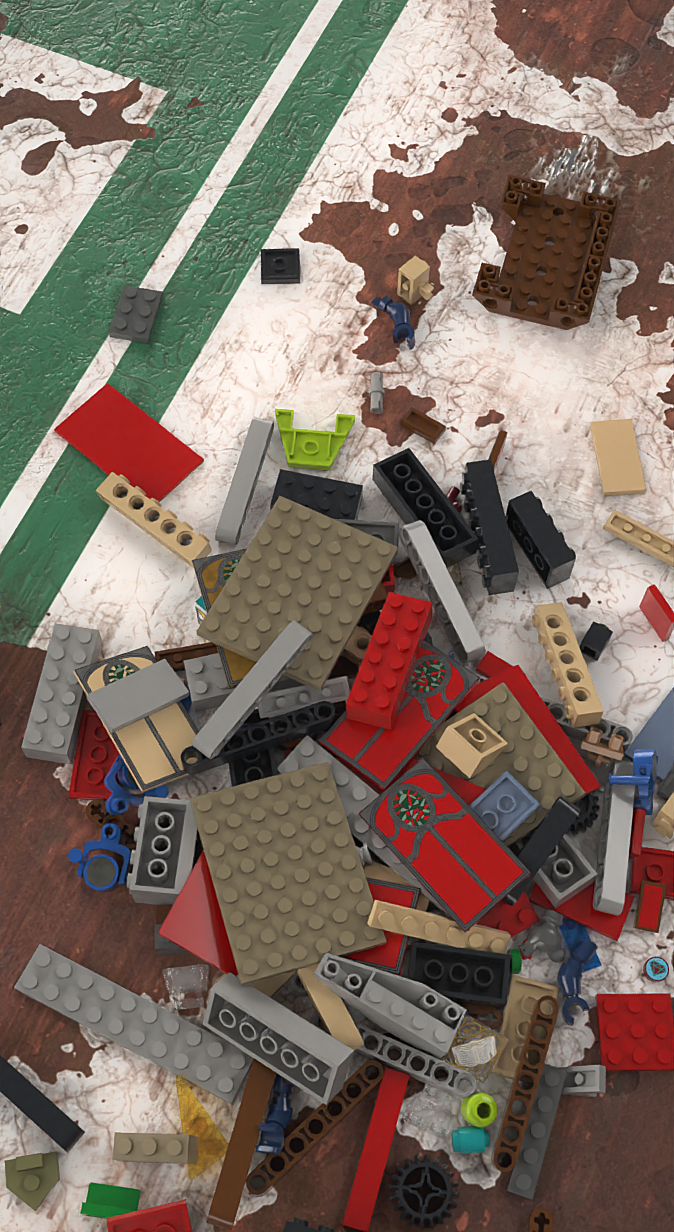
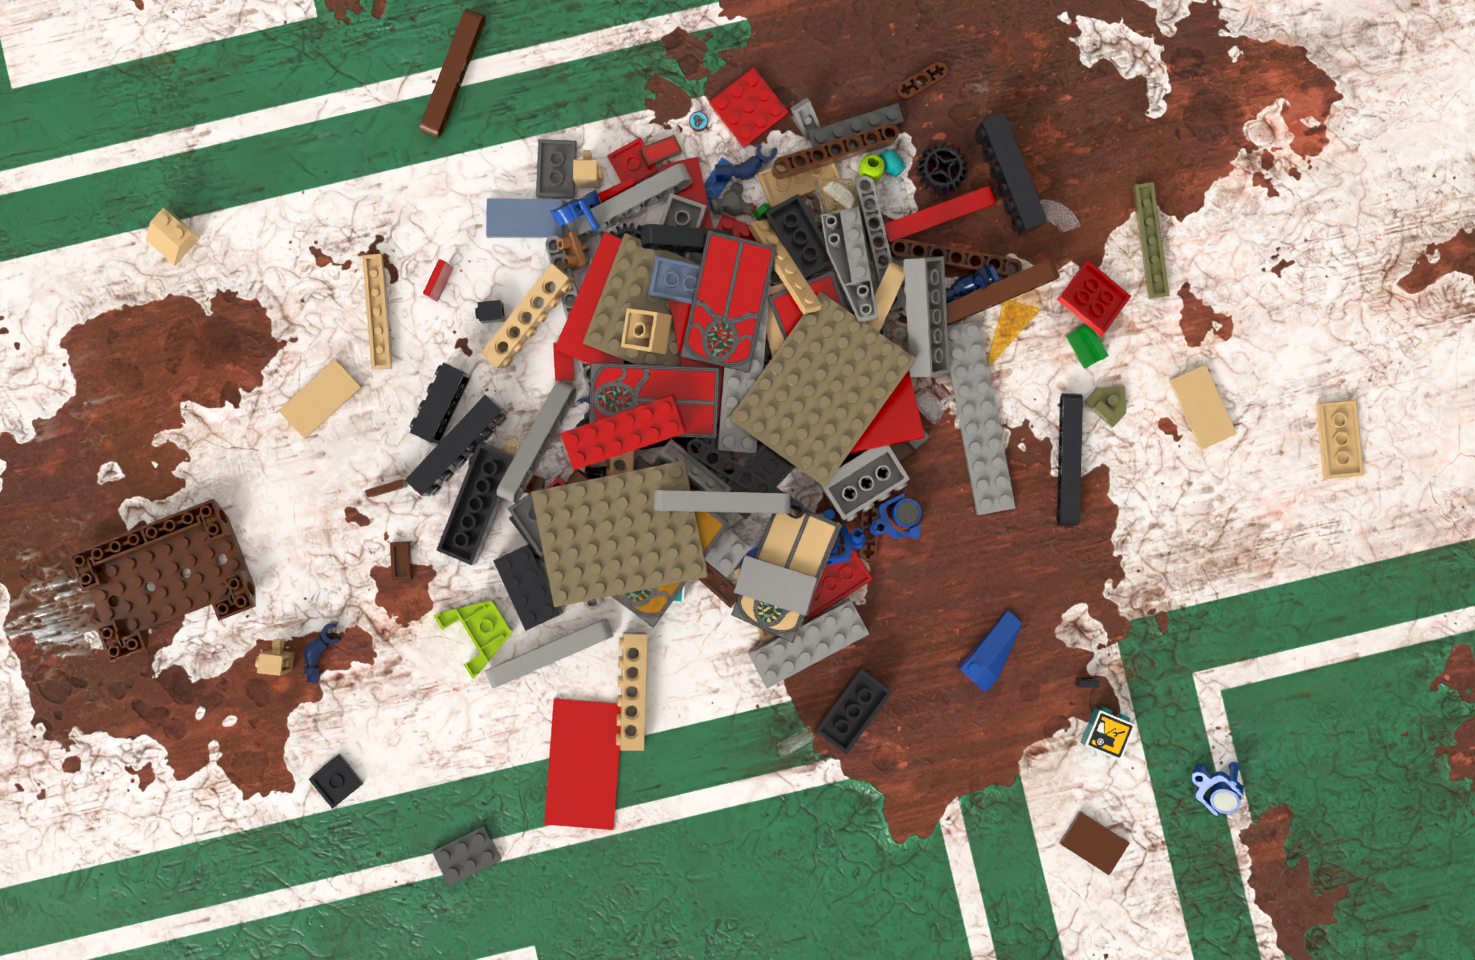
camera: 125 degrees left, 25 degrees up
(155, 1148) = (1041, 341): dark tan brick -> none
(364, 854) = (771, 350): light grey bush -> none
(376, 393) = (399, 615): light grey pin -> none
(452, 496) = (453, 492): dark red arm -> none

